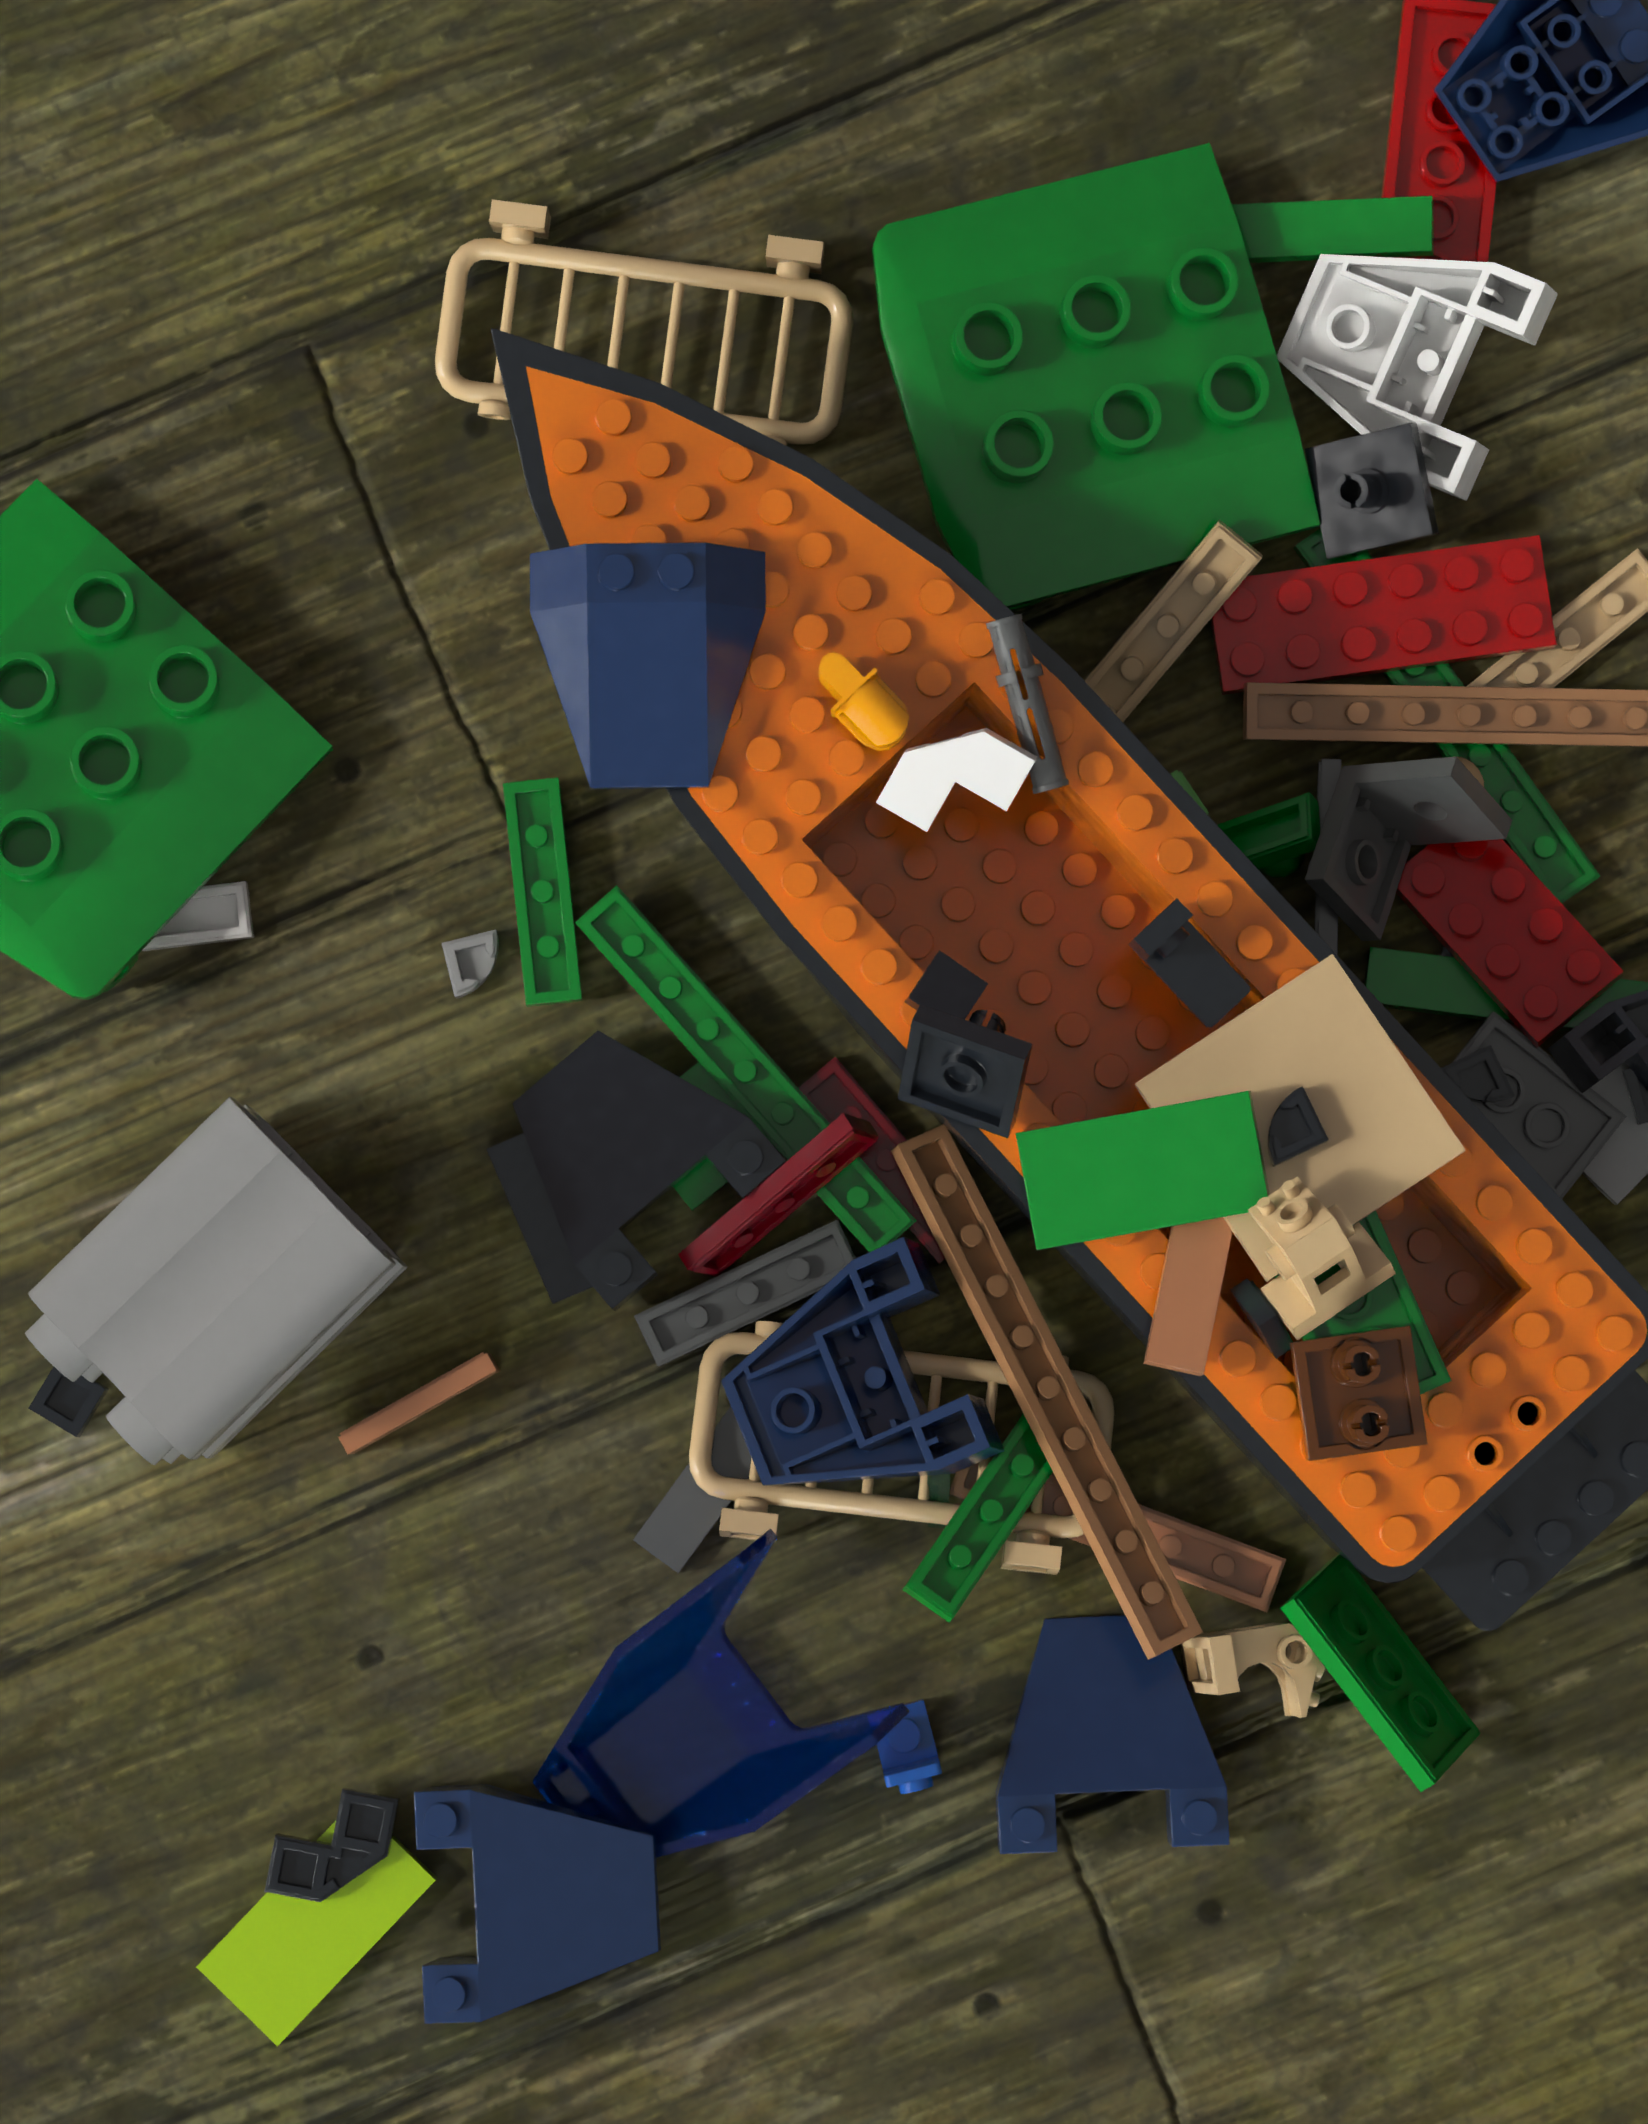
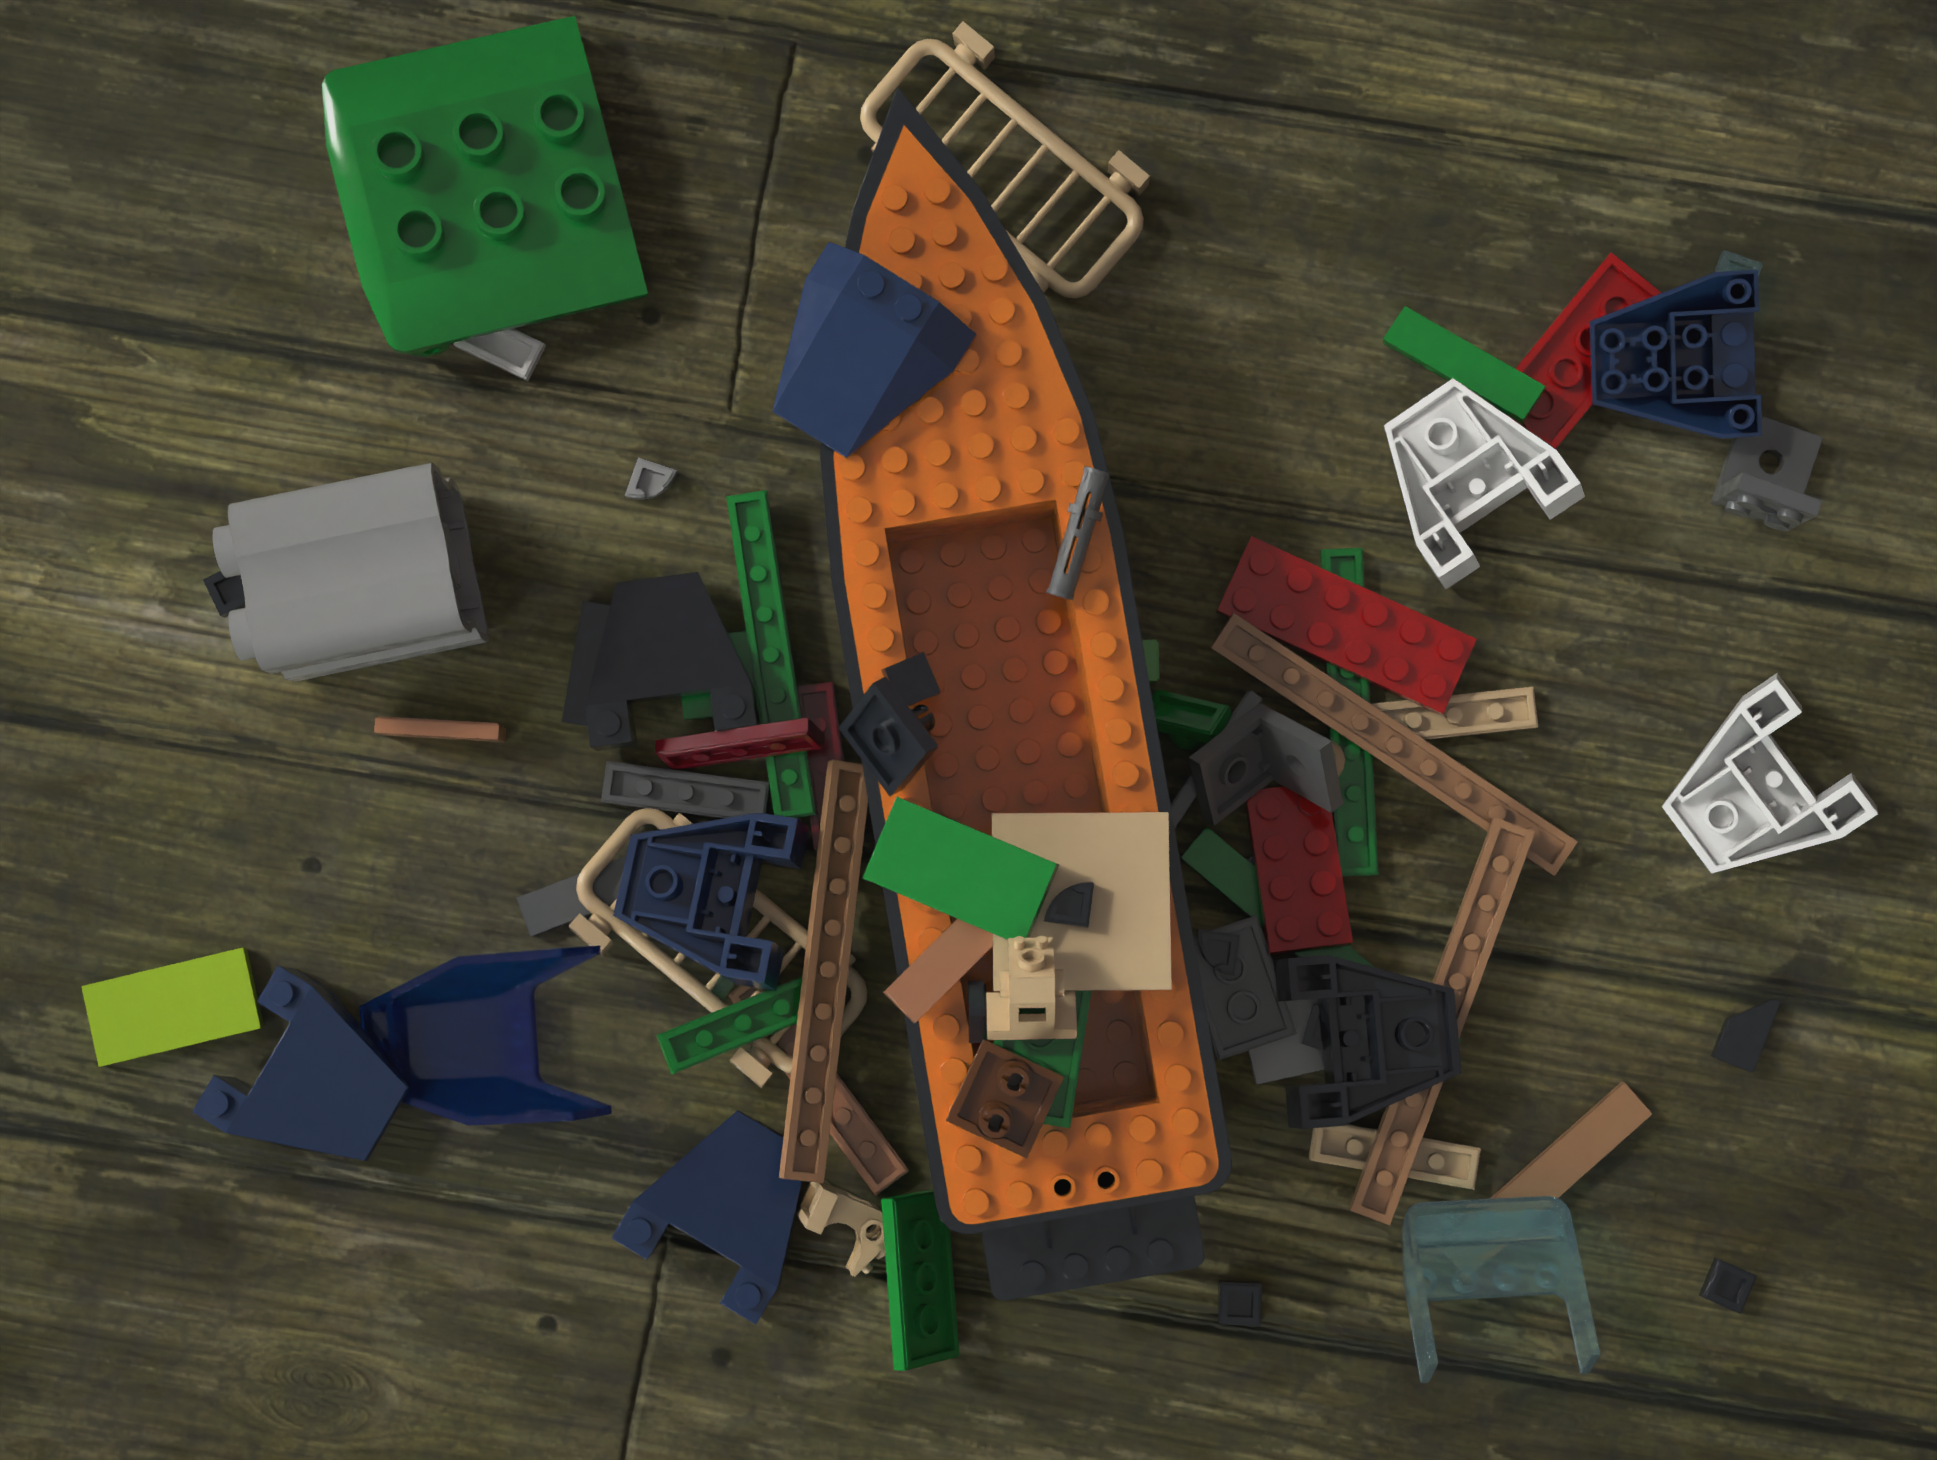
camera: 30 degrees right, 0 degrees up
(318, 1868) = (193, 974): black tile -> none
(542, 892) = (719, 465): green plate -> none
(864, 703) = (975, 468): light orange arm -> none
(910, 1752) = (599, 1138): blue bracket -> none
(974, 760) = (1022, 548): white tile -> none
(1090, 377) = (1259, 365): green piece -> none
(1172, 619) = (1210, 546): tan tile -> none
(1190, 965) = (1074, 761): black bracket -> none
(1371, 490) = (1389, 544): black tile -> none

